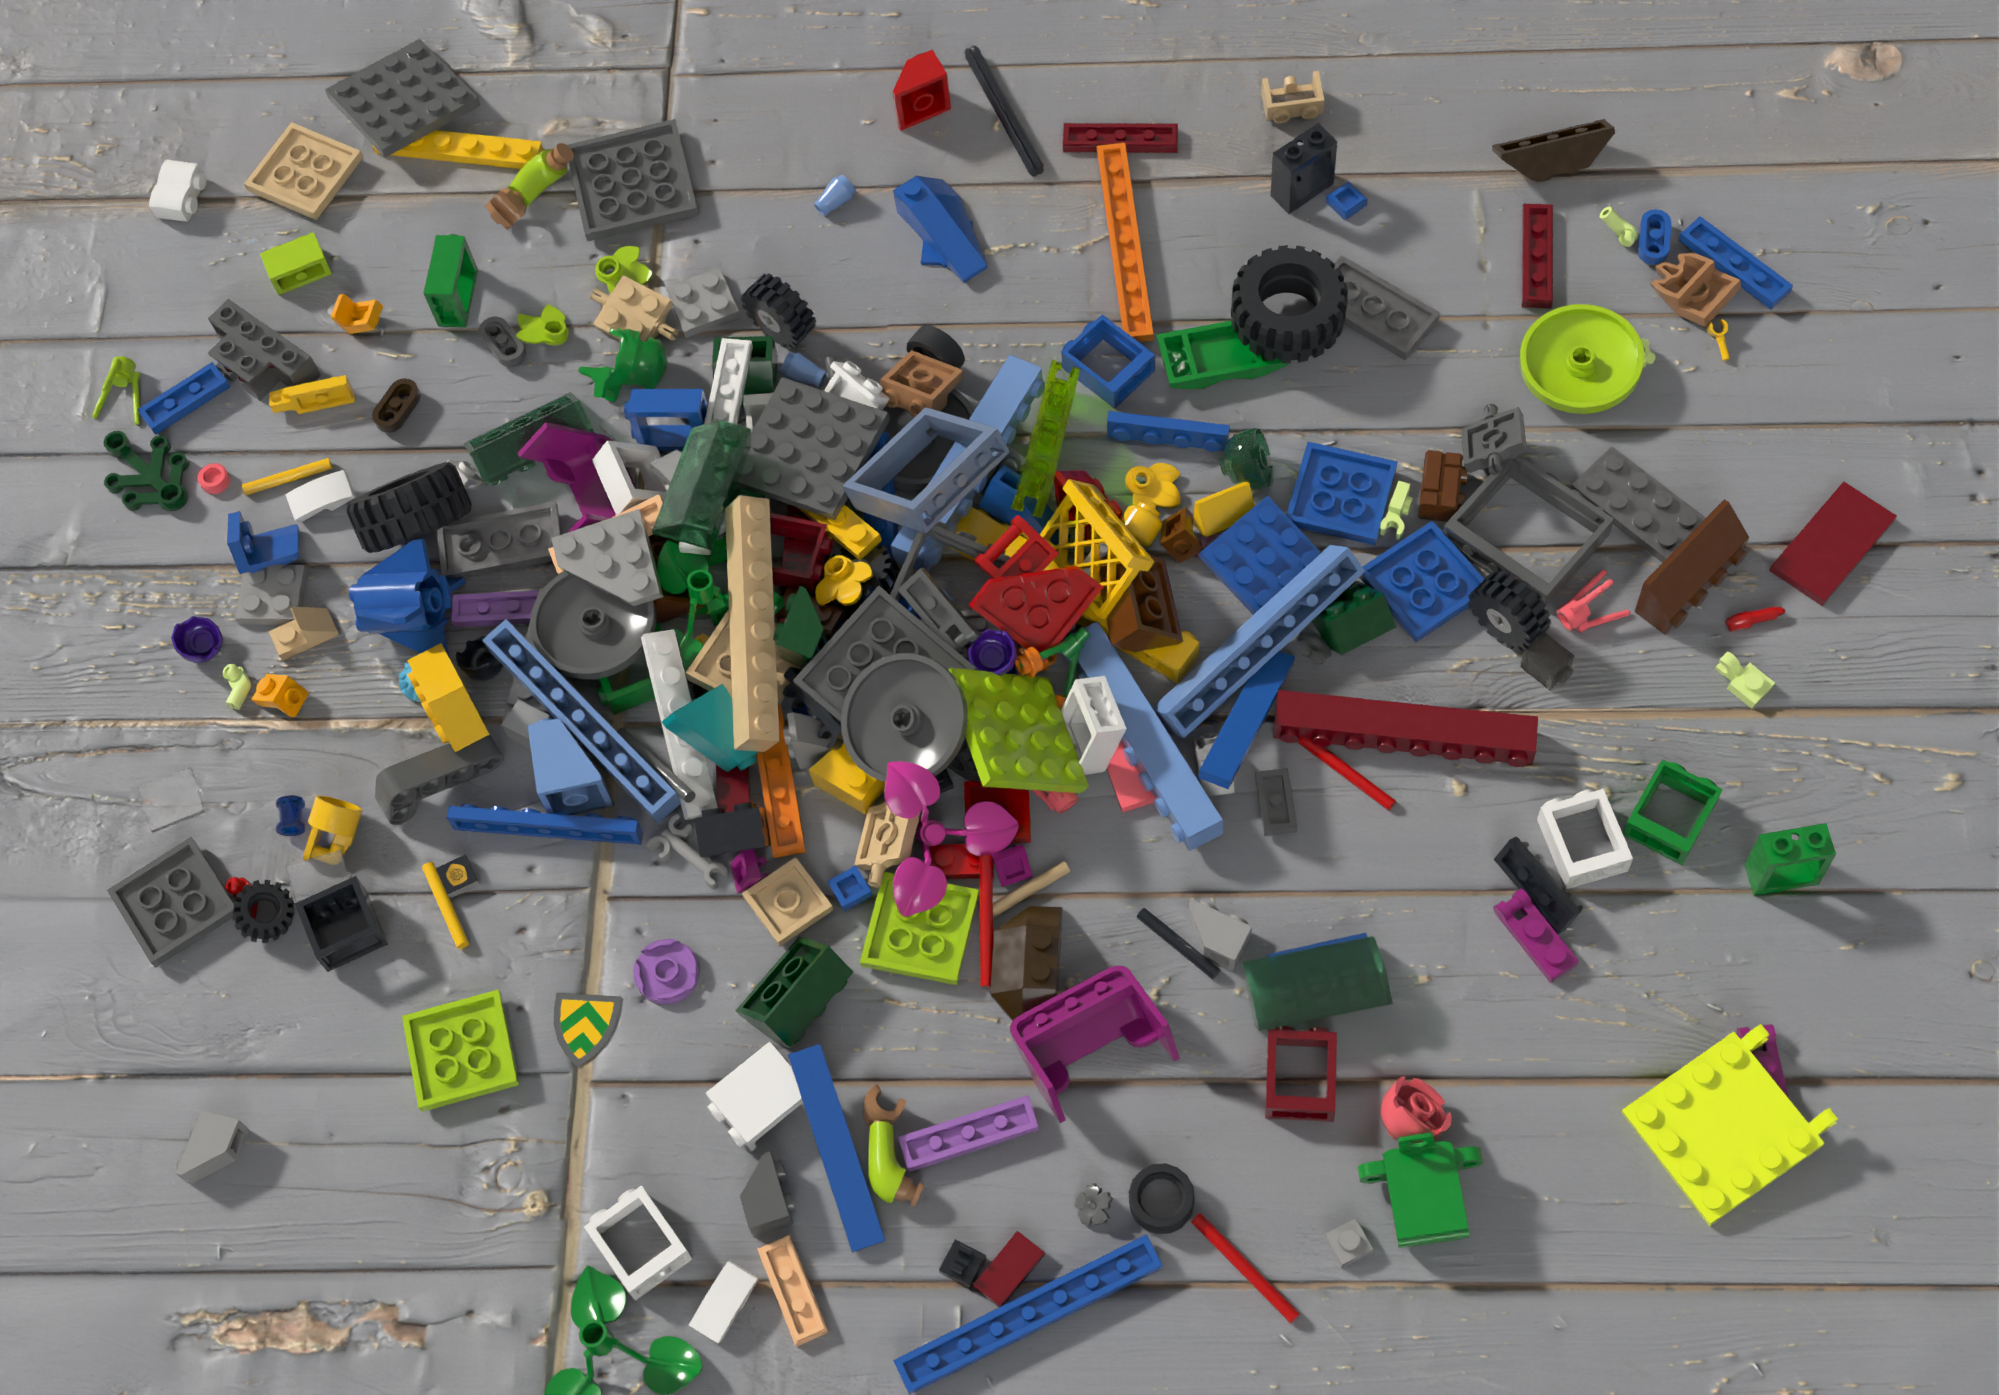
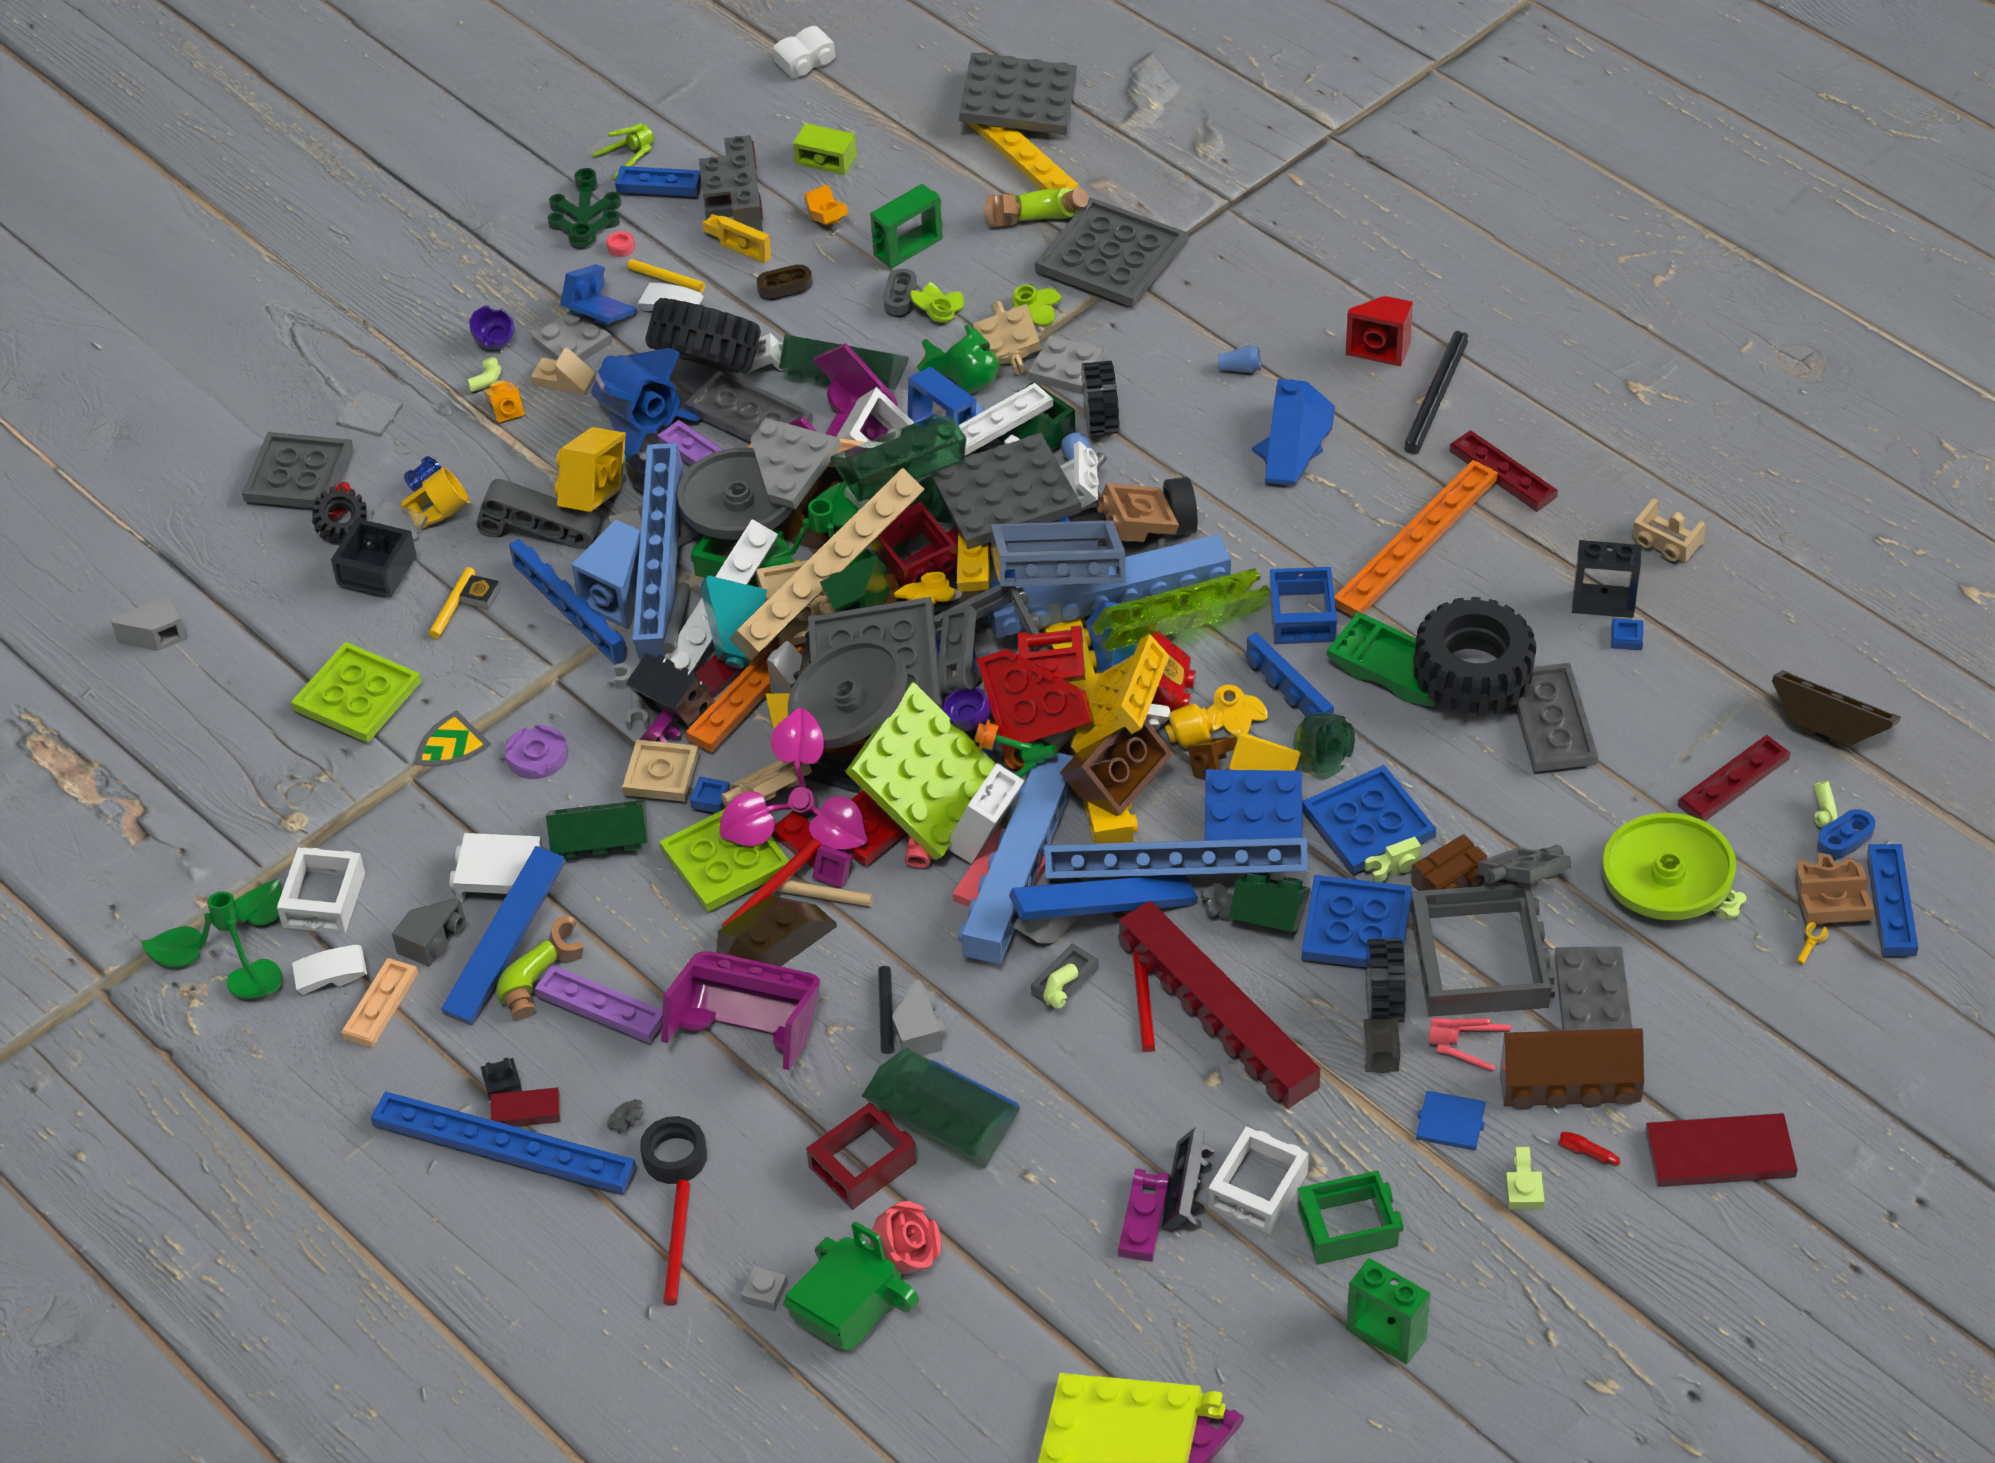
camera: 40 degrees right, 15 degrees down
(303, 170) = (900, 96): tan plate -> none
(1288, 815) = (1053, 991): none -> yellowish green arm
(1645, 676) = (1451, 1120): none -> blue piece

